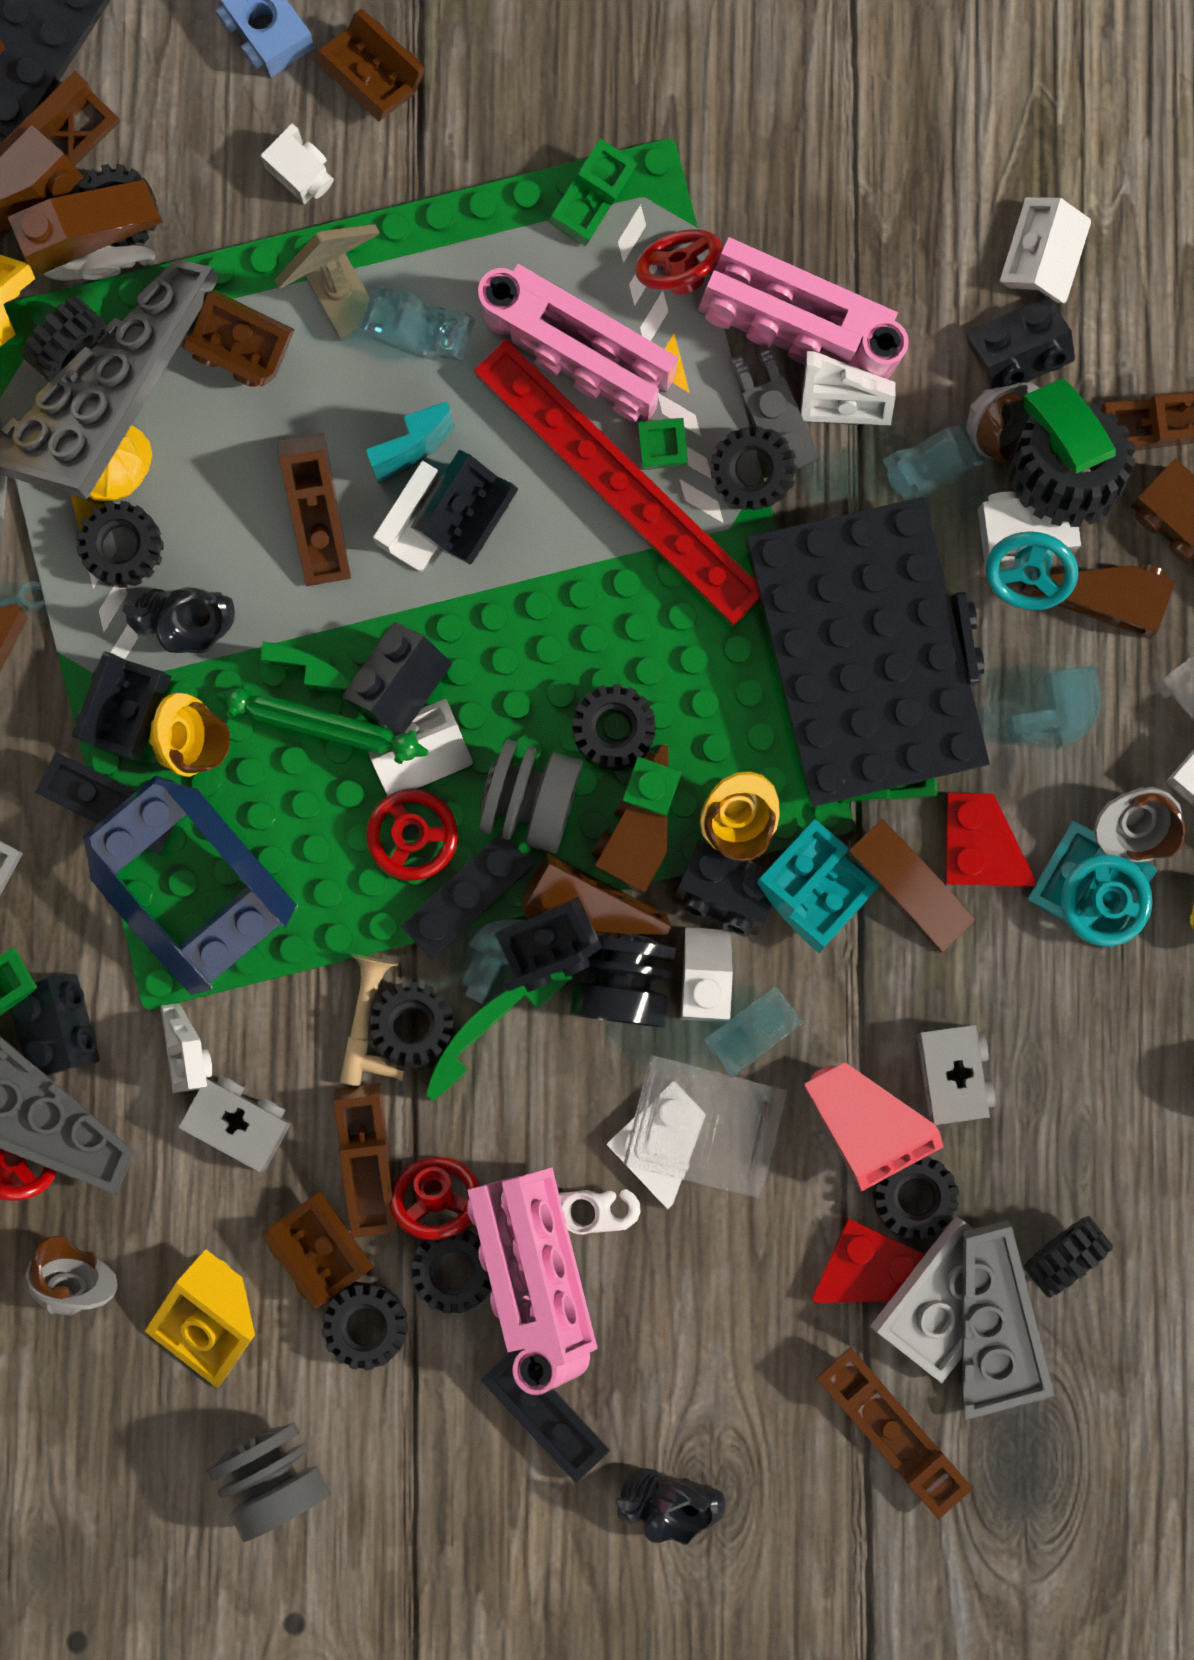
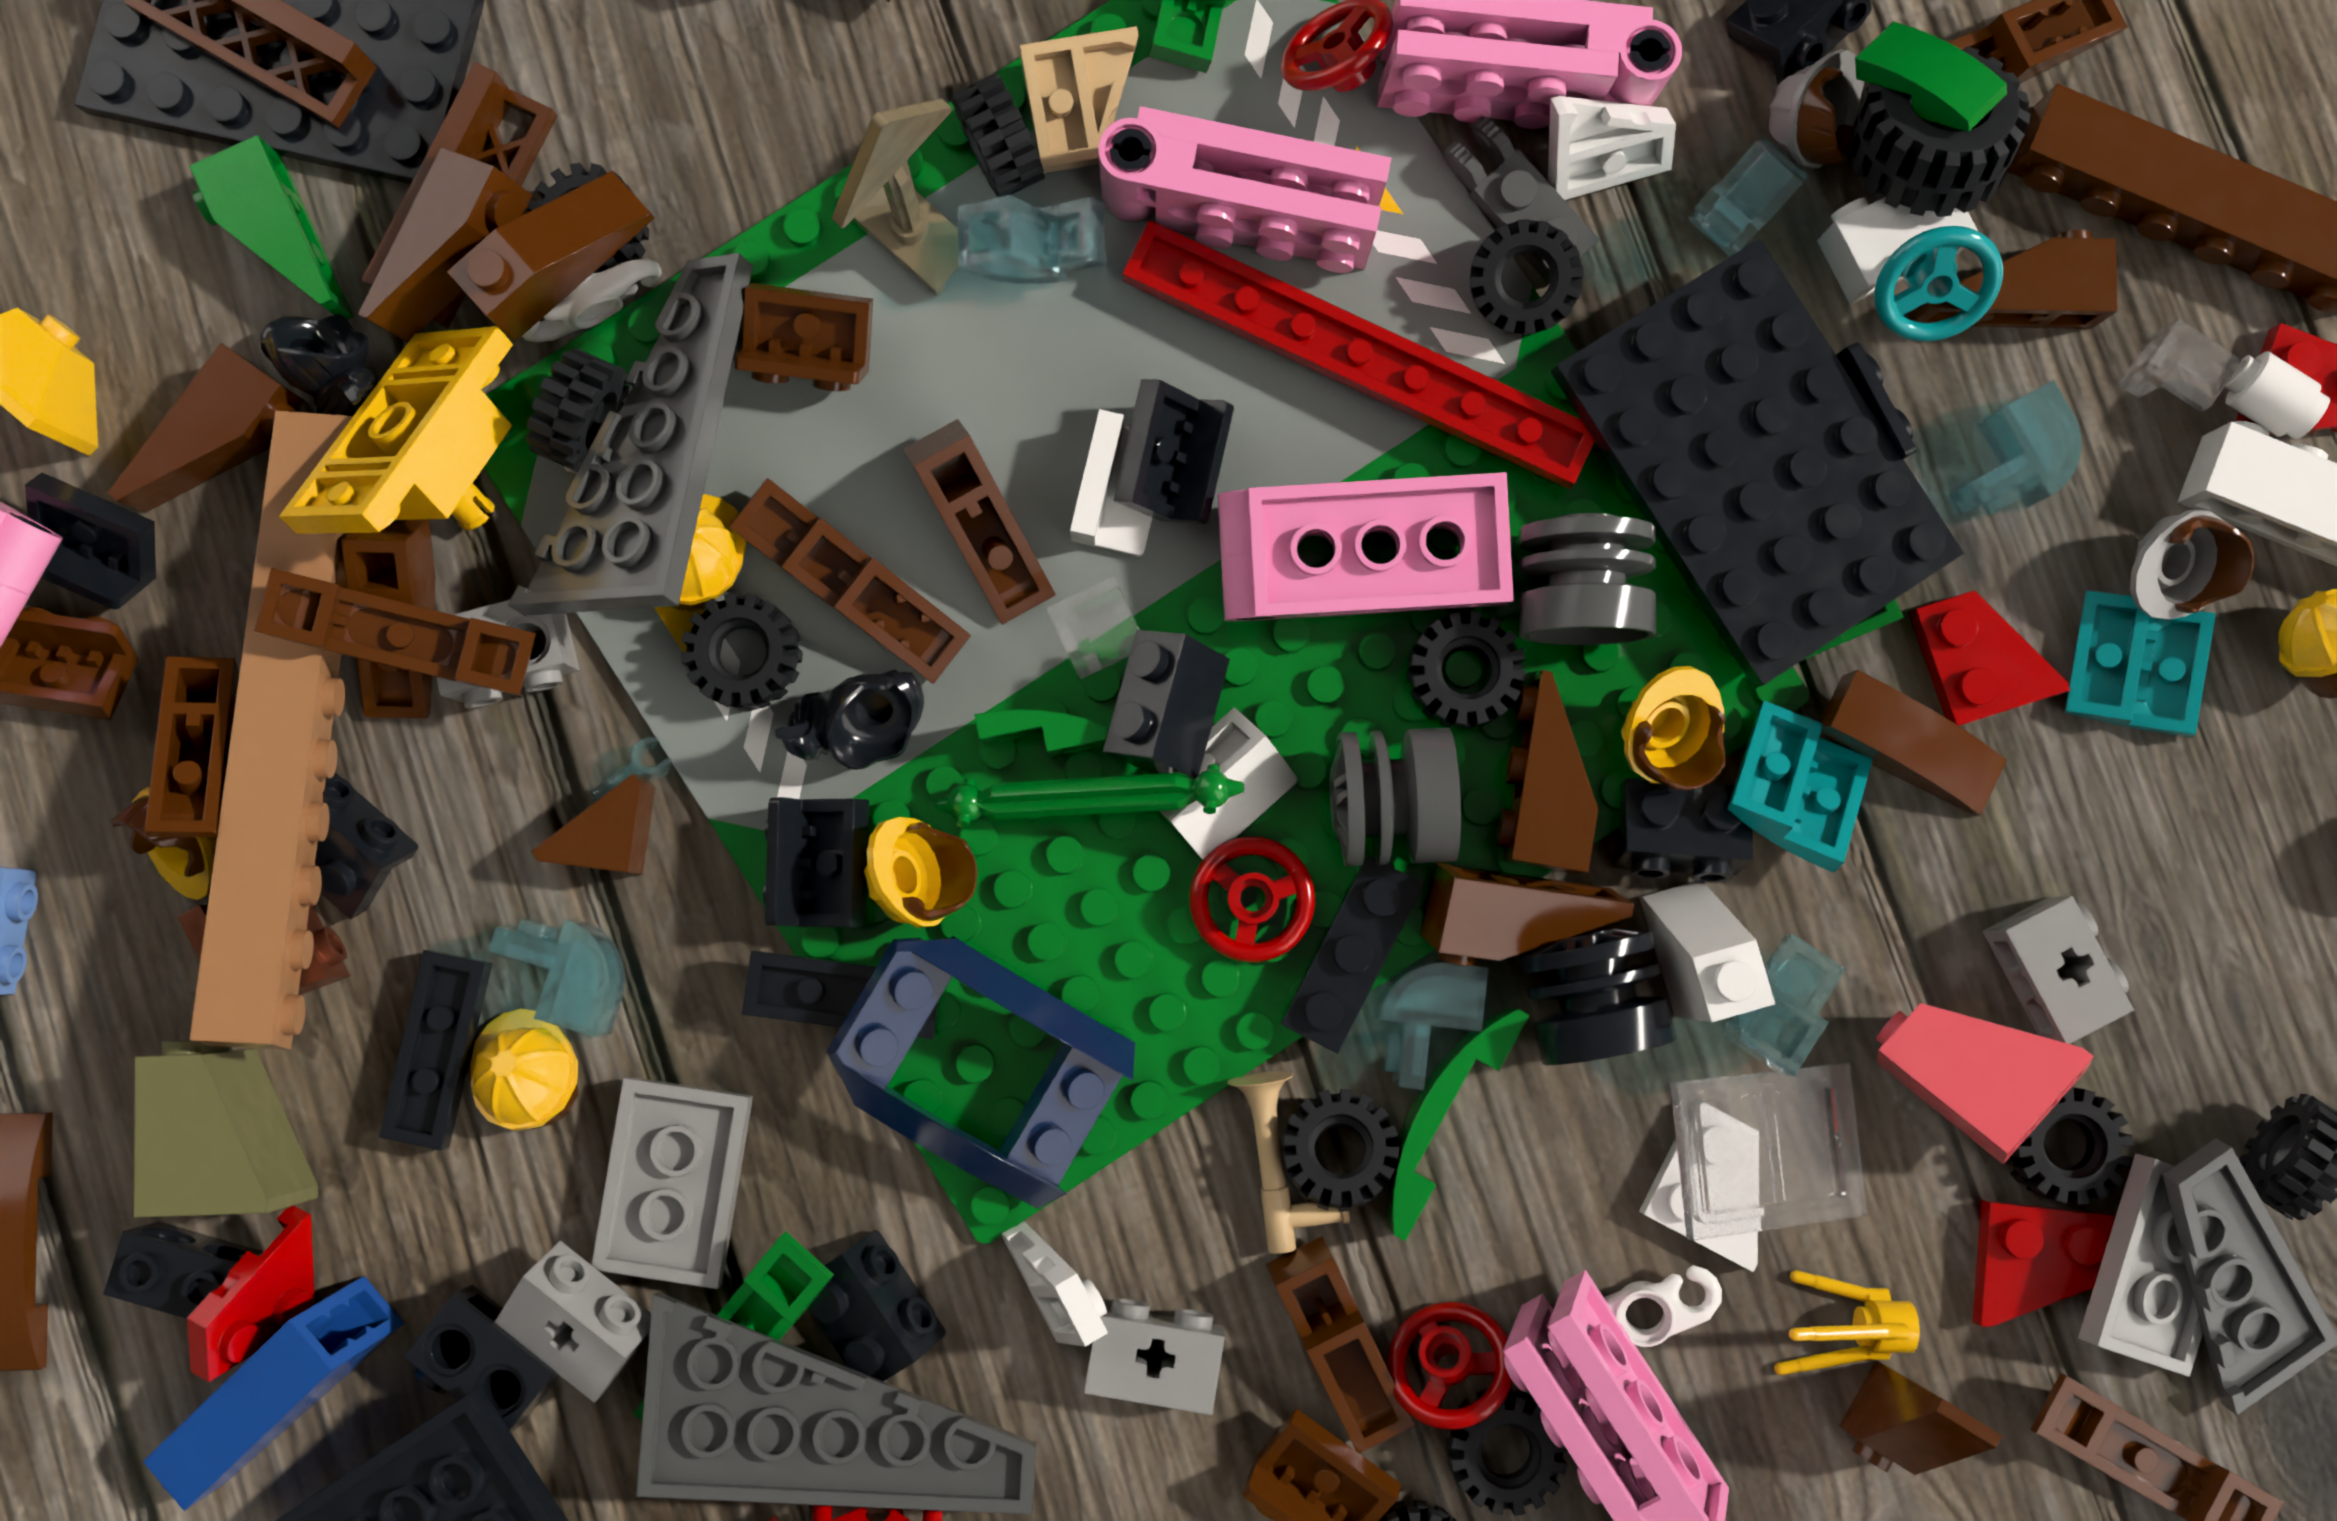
camera: 20 degrees left, 0 degrees up
(210, 520) = (849, 580): none -> reddish brown slope
(297, 165) = (803, 92): white brick -> none
(368, 609) = (1095, 626): none -> clear panel
(418, 246) = (998, 136): none -> black tyre
(426, 432) = (1087, 375): teal slope -> none
(486, 232) = (1075, 93): none -> tan wing
(511, 581) = (1267, 524): none -> bright pink hinge
(547, 944) = (1493, 987): black bracket -> none
(652, 786) = (1552, 730): green plate -> none
(662, 443) = (1396, 287): green plate -> none
(714, 694) = (1586, 573): none -> dark grey wheel
(728, 1342) = (1911, 1425): none -> reddish brown slope
(742, 1276) = (1877, 1327): none -> yellow plant
(1123, 900) = (2205, 672): teal piece -> none

